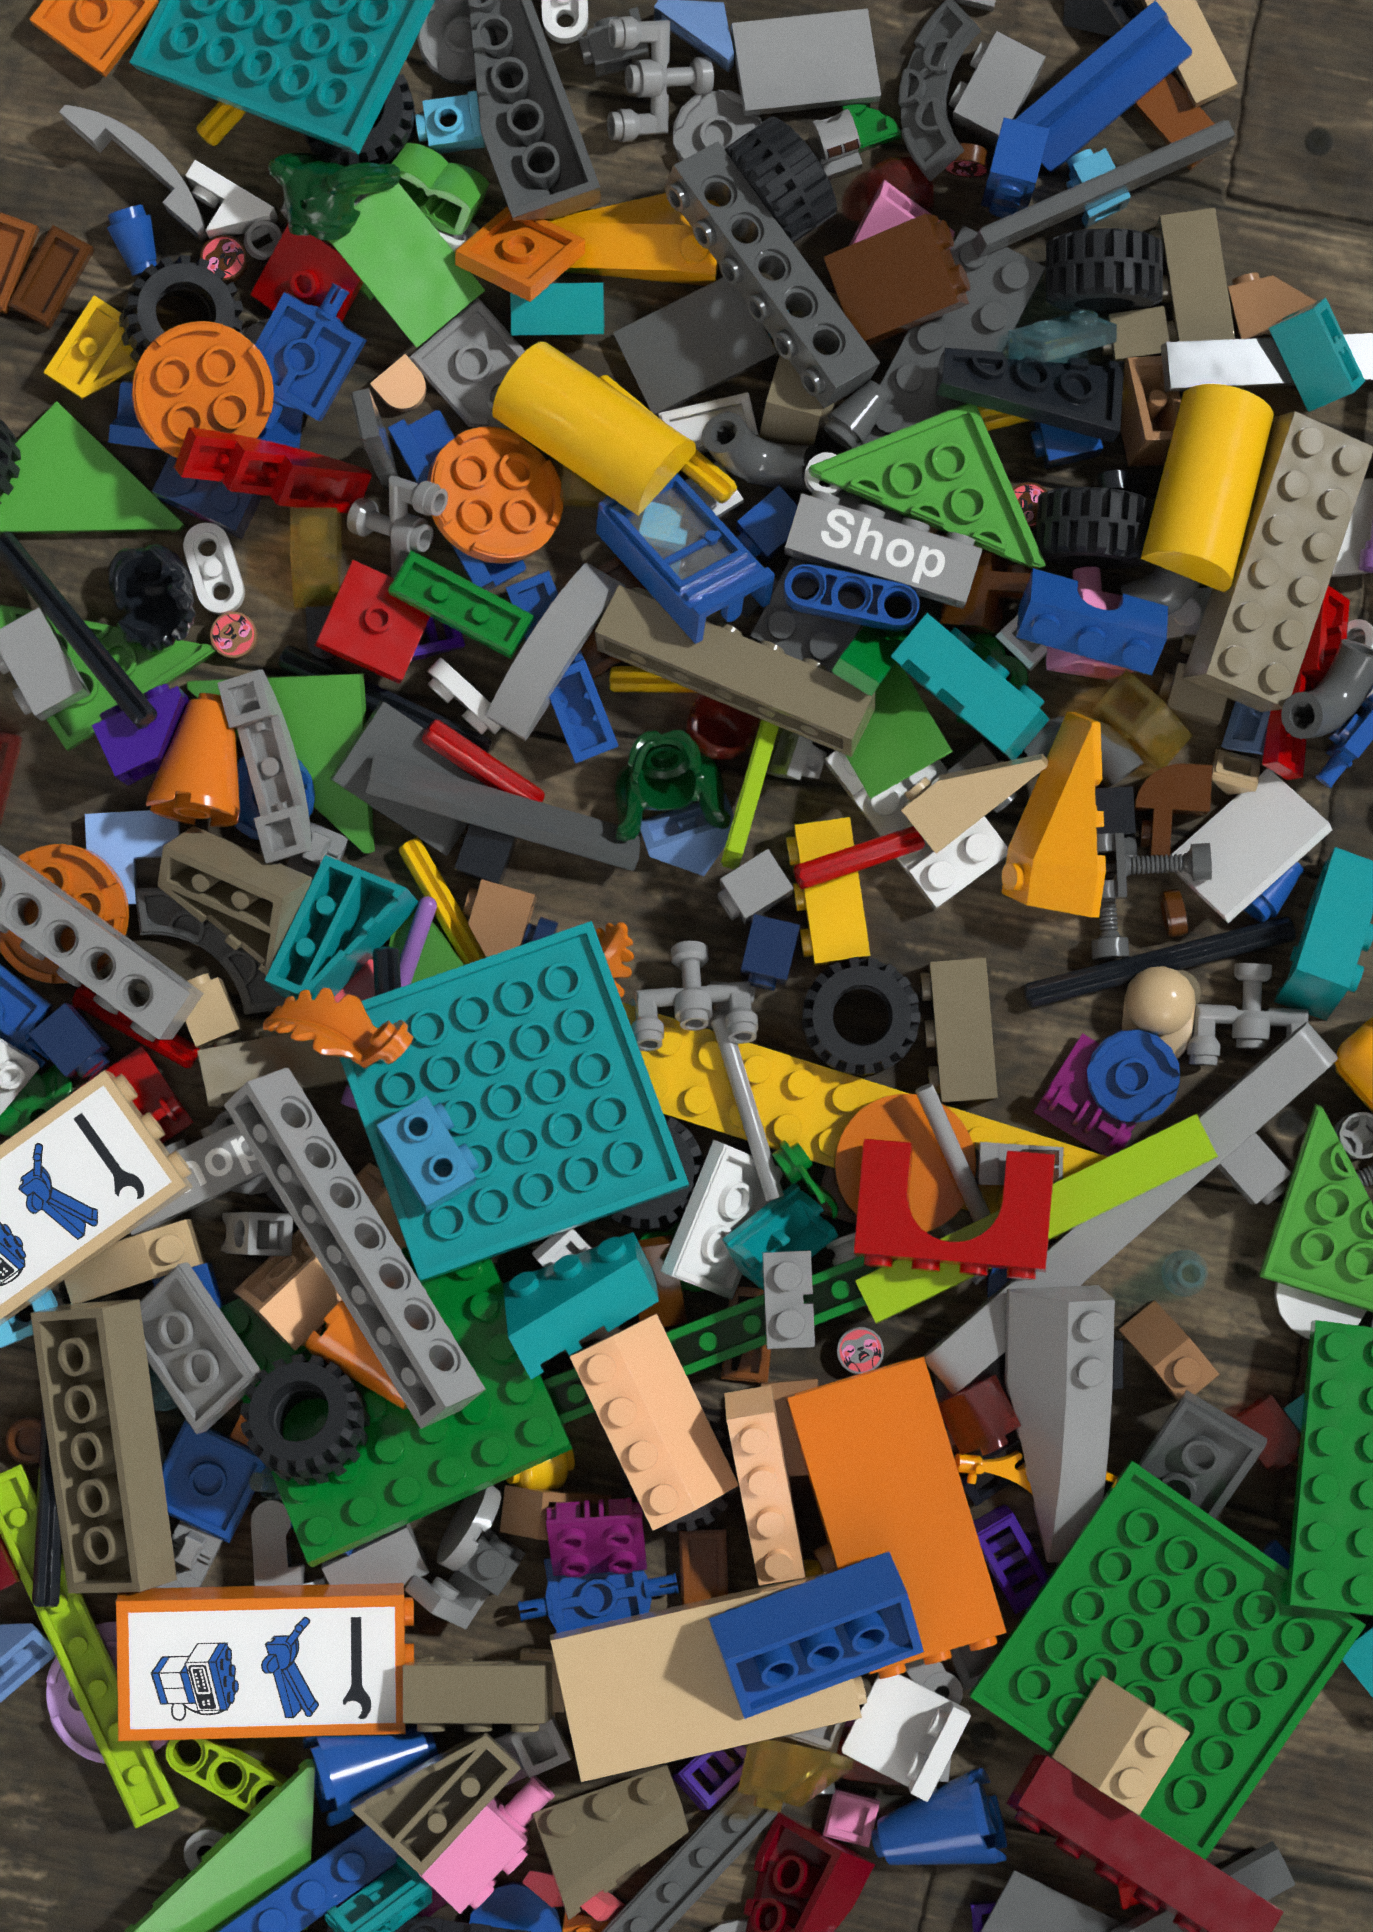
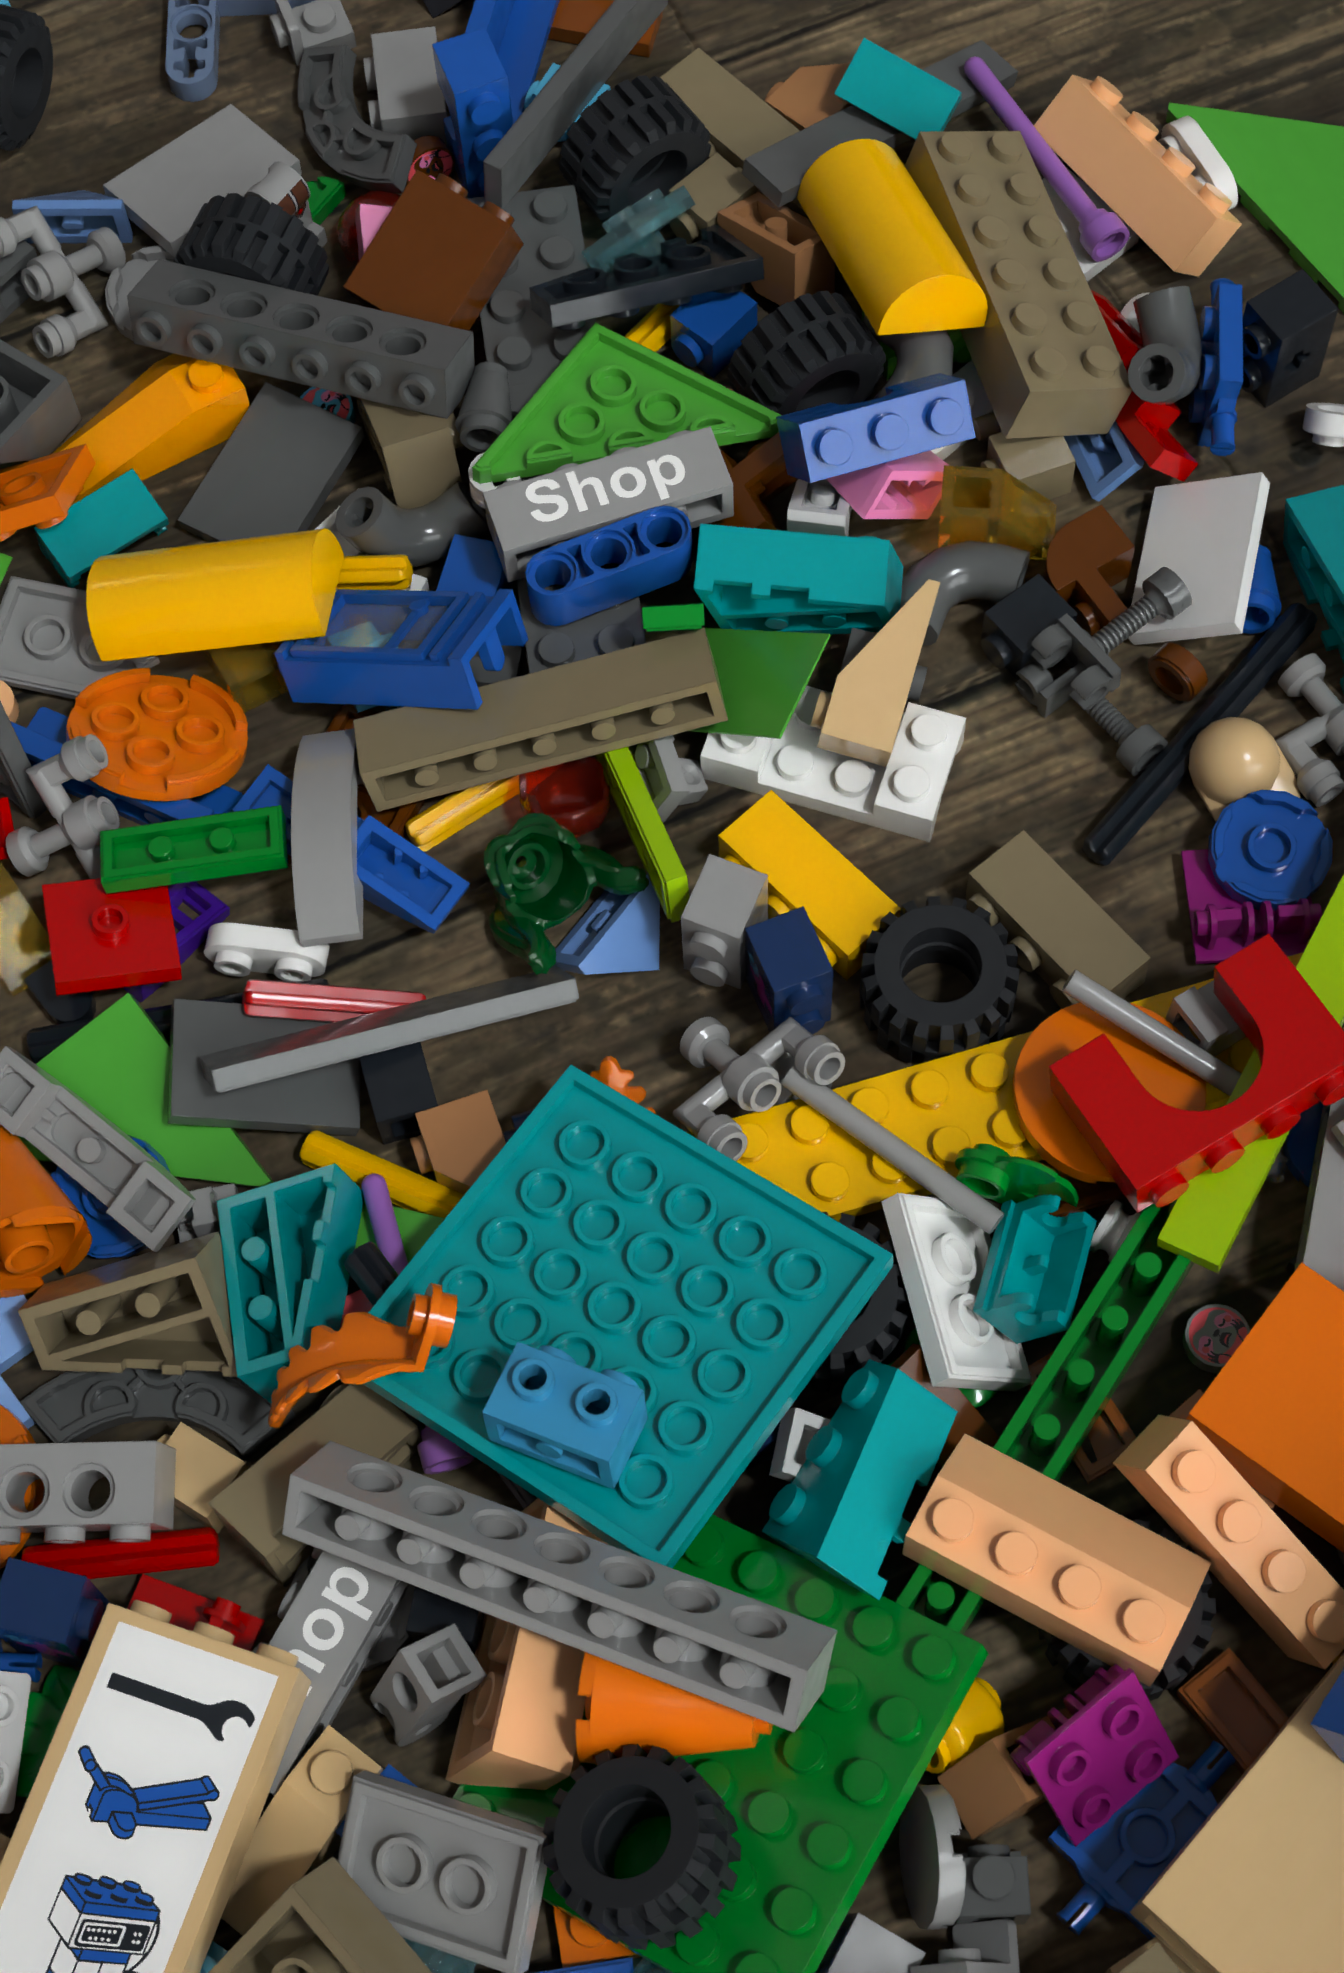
camera: 35 degrees left, 20 degrees down
(787, 1317) = (1111, 1319): light grey piece -> none
(858, 857) = (811, 815): red axle -> none
(1054, 847) = (1004, 658): light orange wedge -> none
(1235, 772) = (1133, 511): tan slope -> none

